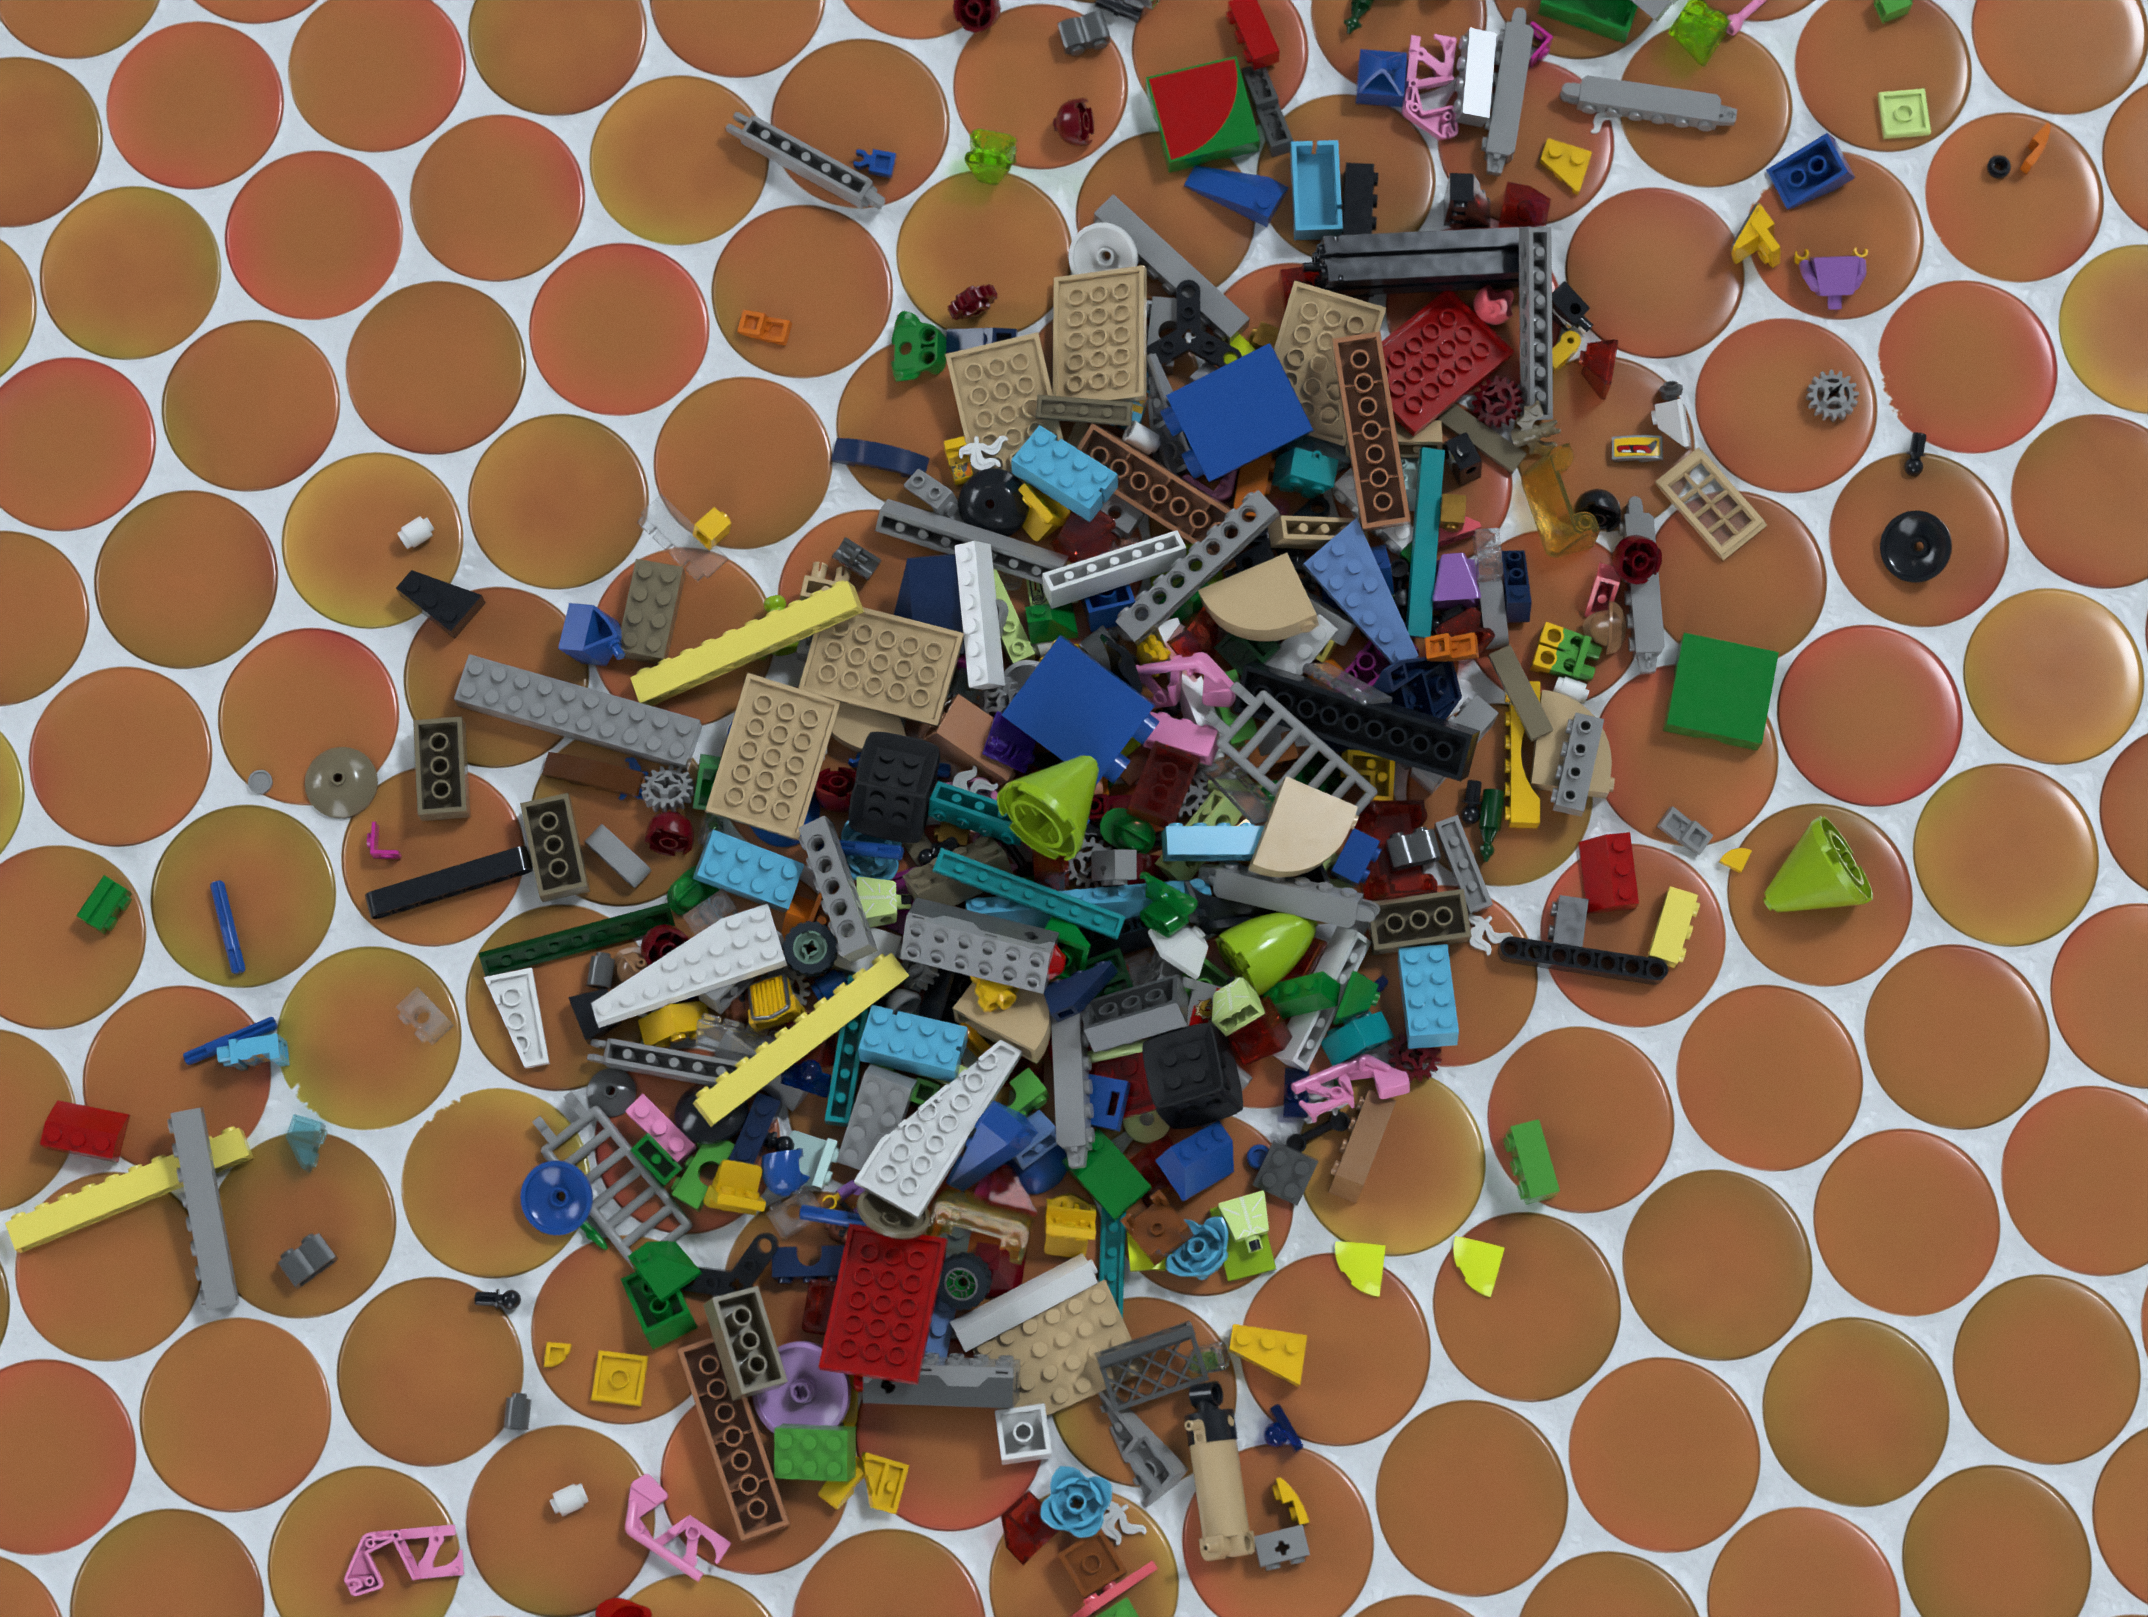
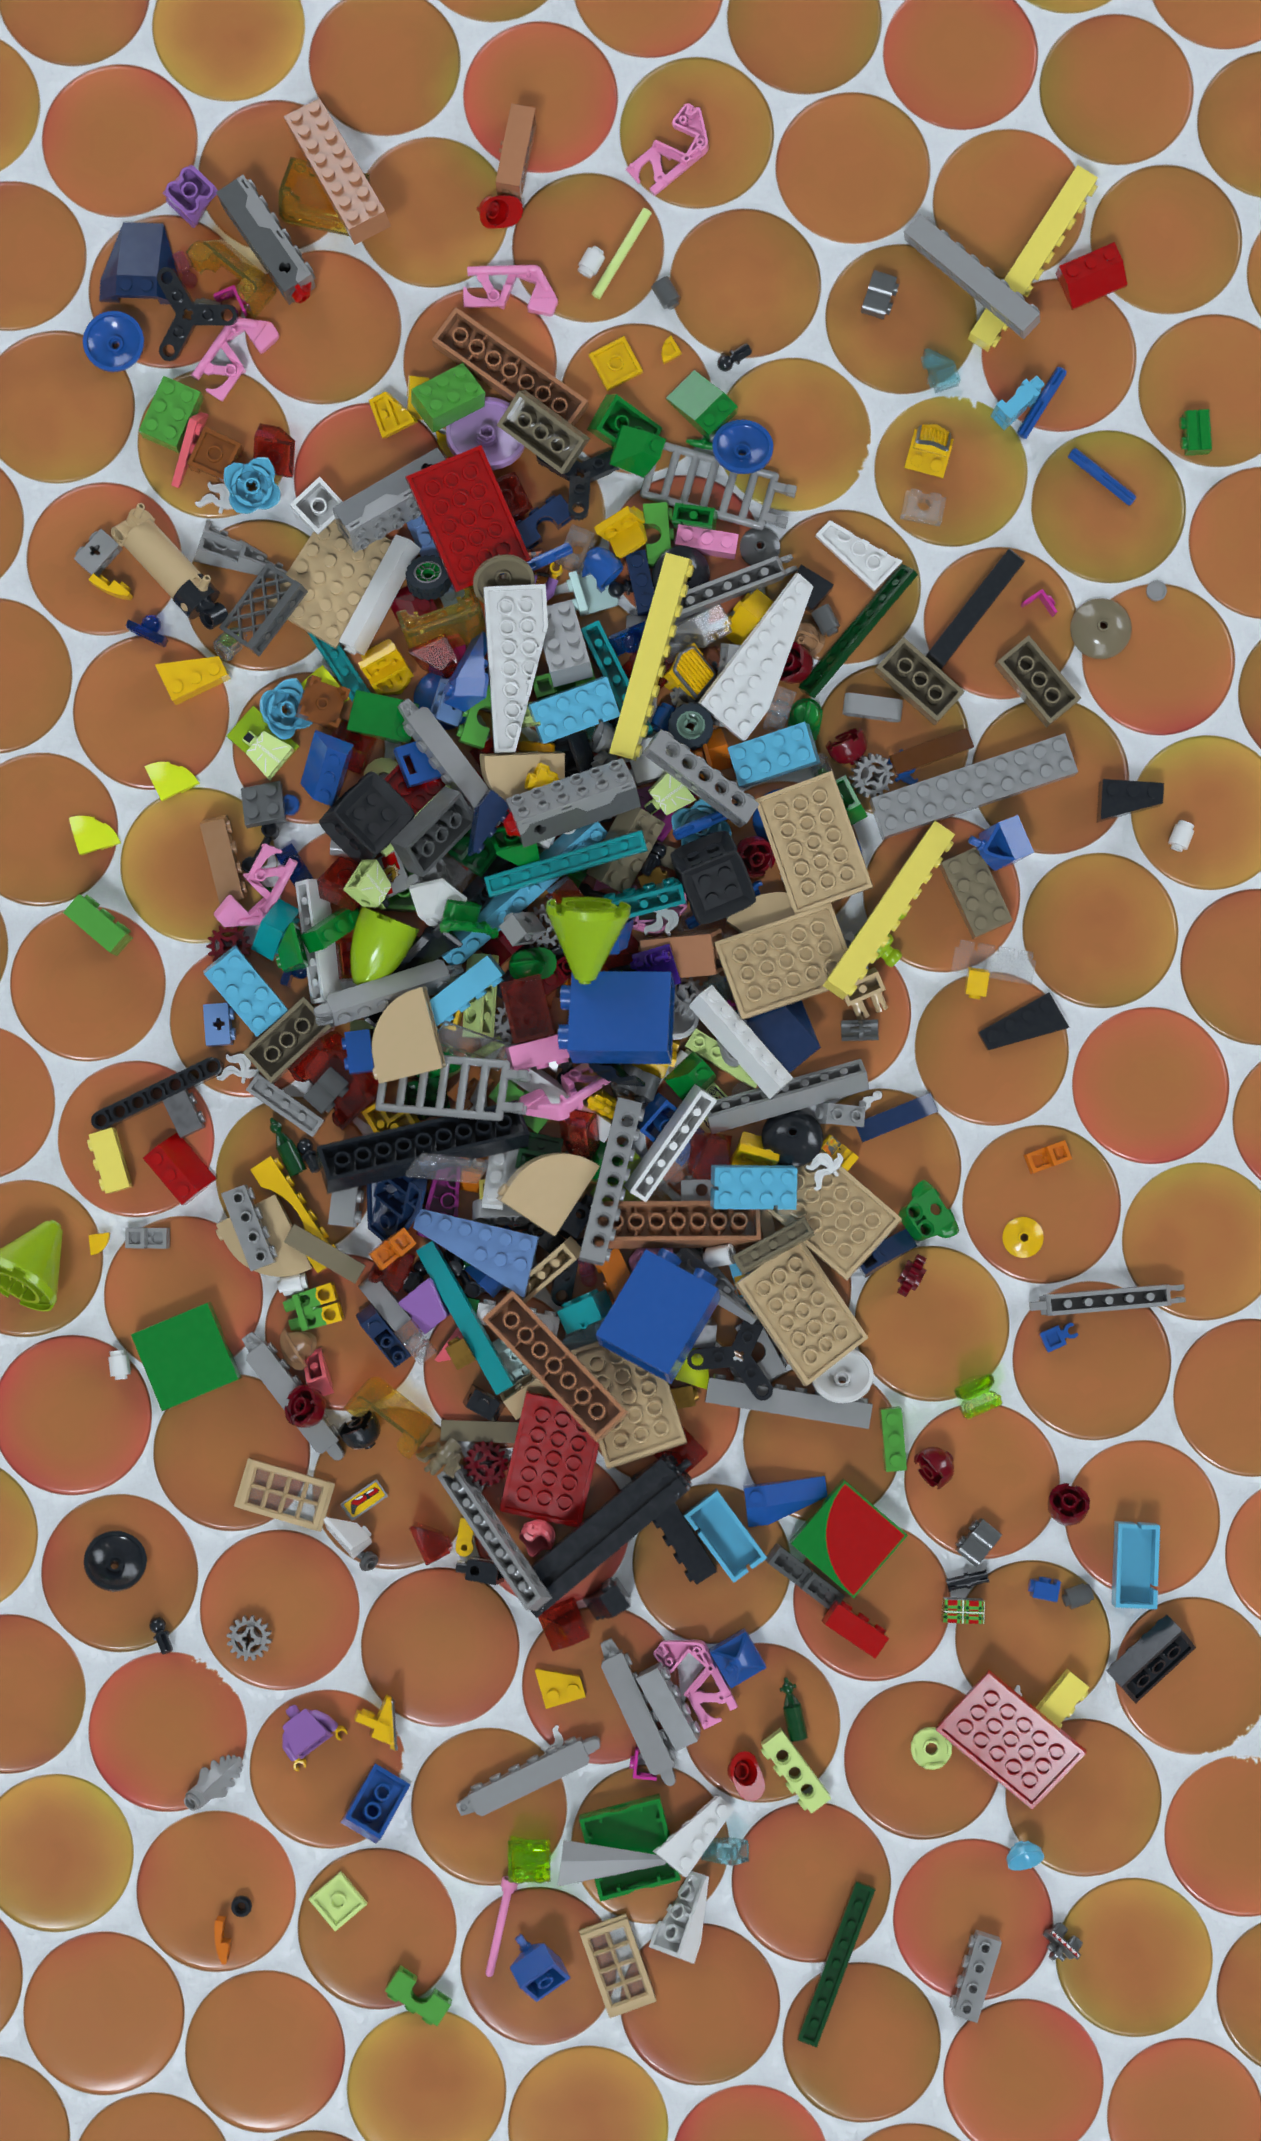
camera: 145 degrees right, 10 degrees up
(374, 1069) = (929, 450): none -> yellow piece
(531, 1488) = (621, 253): none -> yellowish green piece
(564, 1273) = (702, 404): none -> slope
(690, 461) = (1026, 1023): none -> black wing
(842, 283) = (1013, 1232): none -> yellow dish
(897, 492) = (866, 1102): none -> white piece
(1092, 177) = (893, 1439): none -> bright green arch
(1486, 975) = (212, 1015): none -> medium blue brick
(1791, 728) = (119, 1364): none -> white brick
(1953, 291) = (213, 1782): none -> light grey plant

